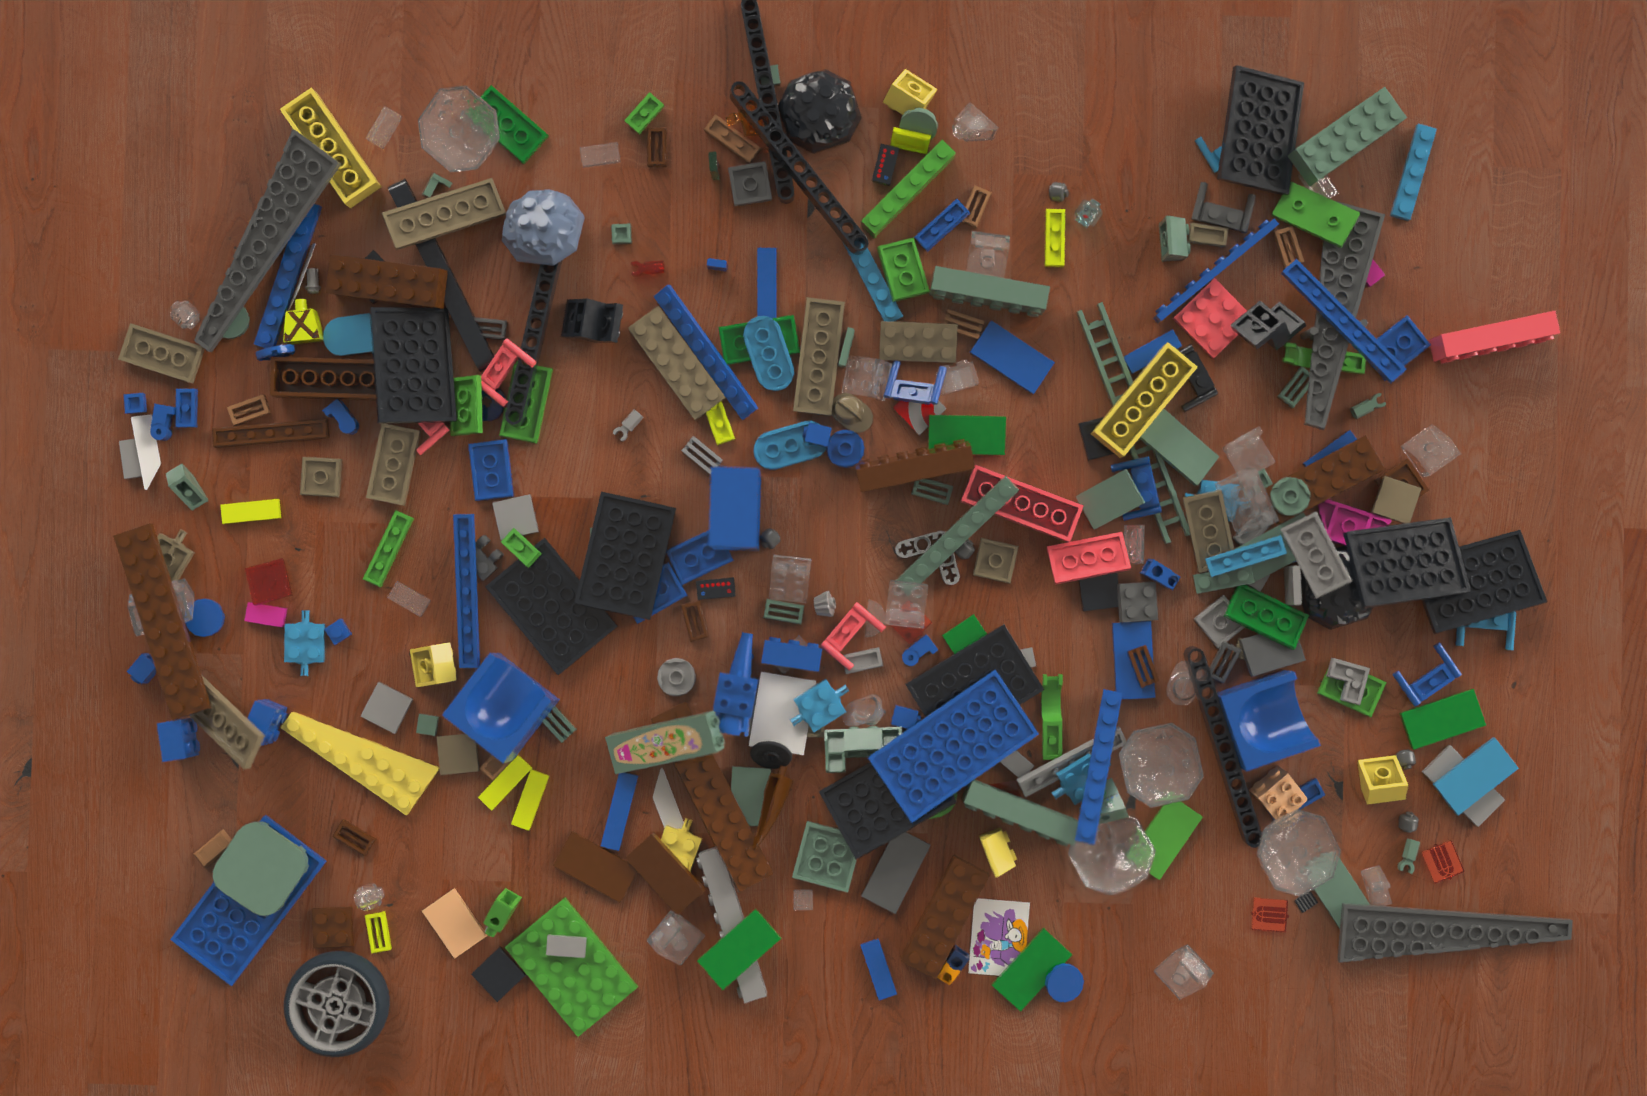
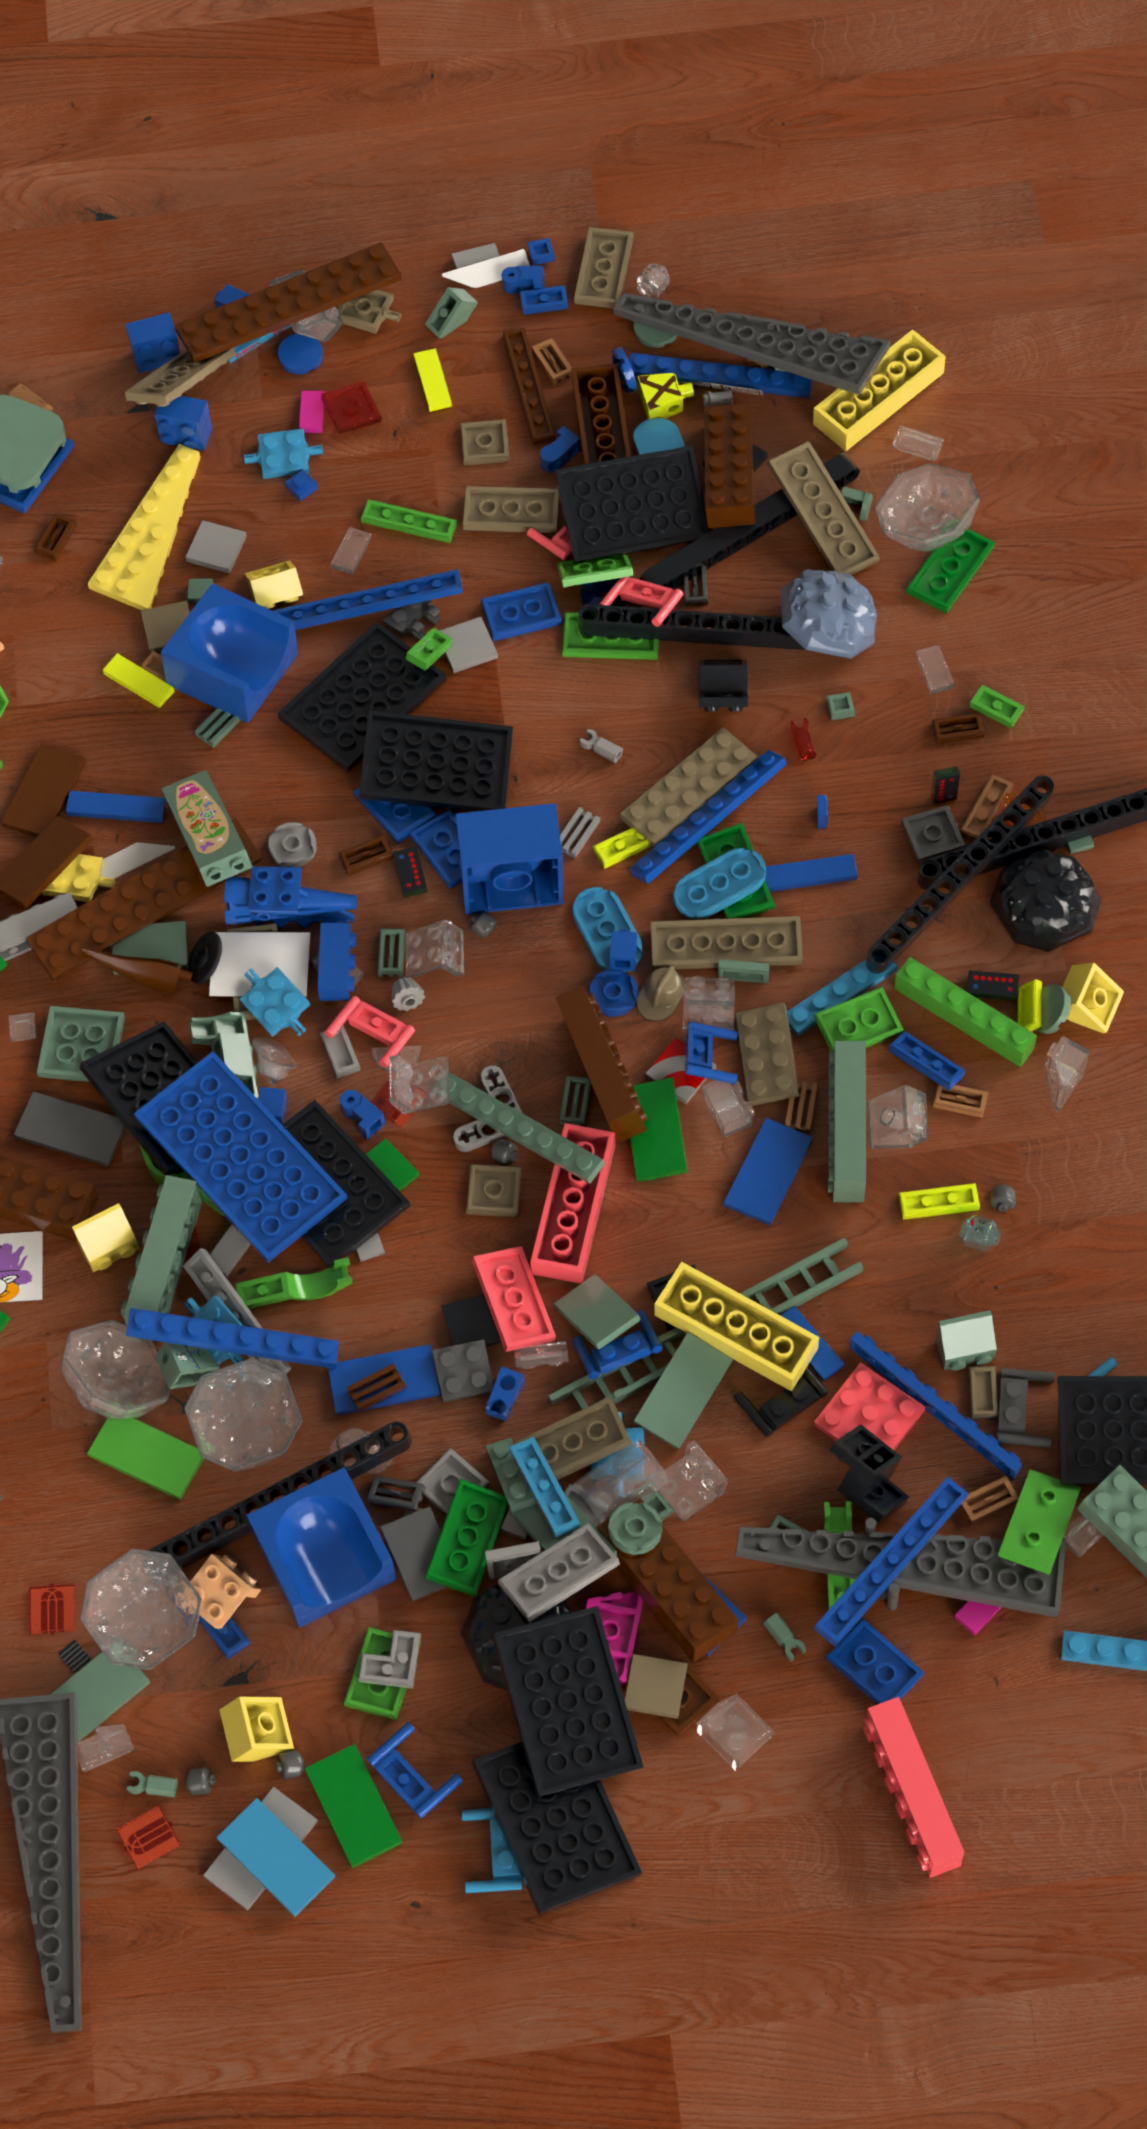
camera: 85 degrees right, 25 degrees down
(530, 799) = (120, 709): neon yellow tile -> none

